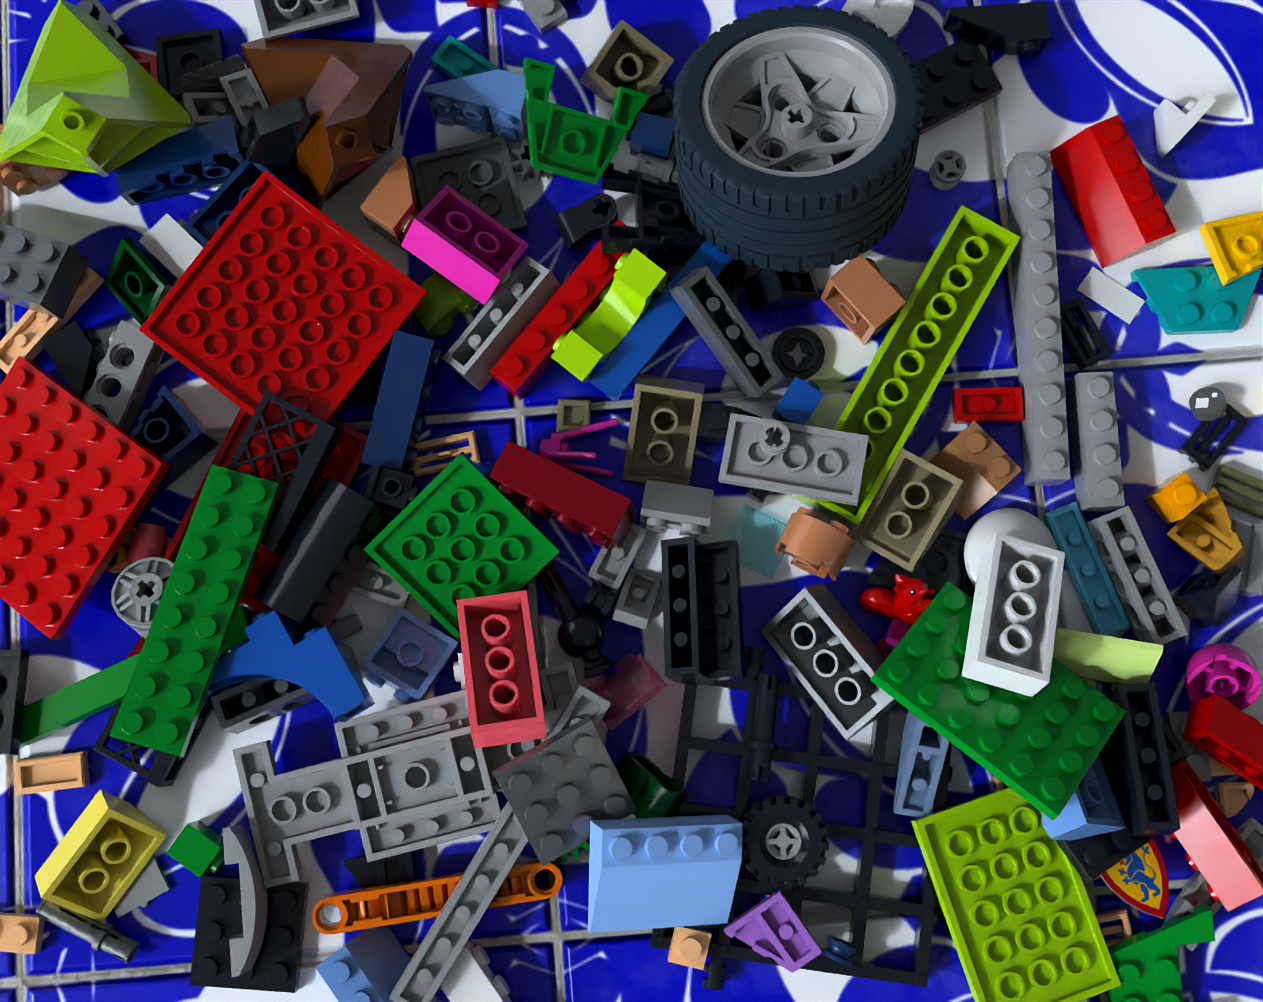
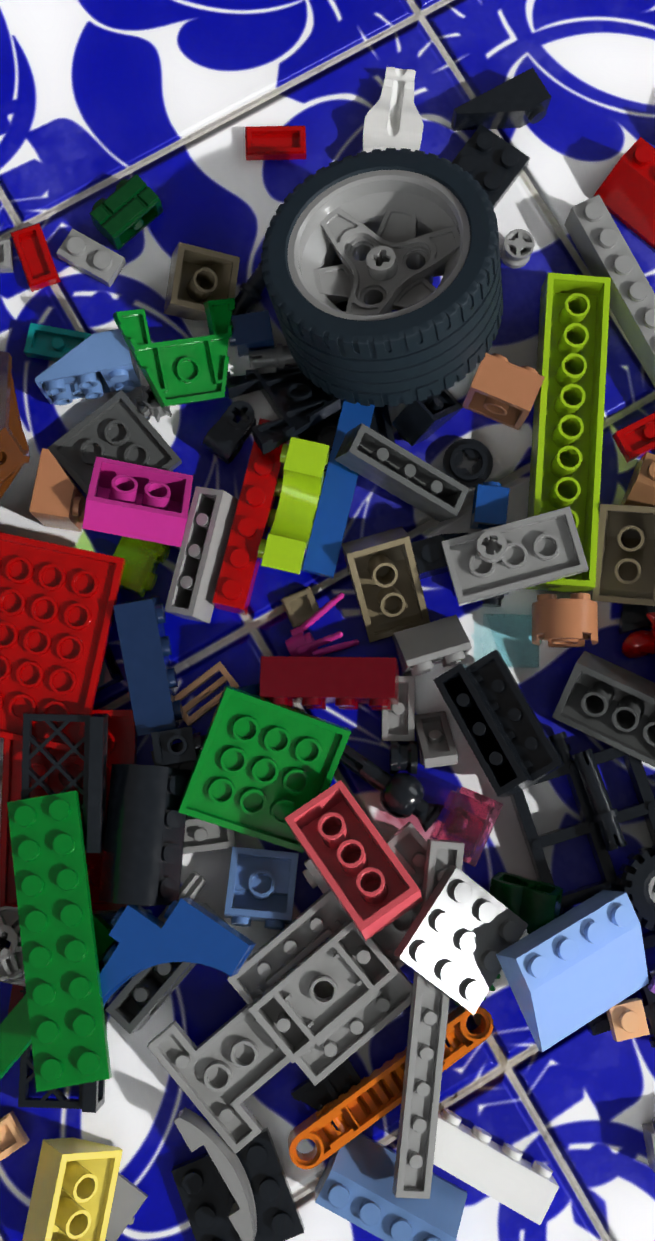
camera: 30 degrees left, 0 degrees up
(198, 849) = (158, 1148): green brick -> none

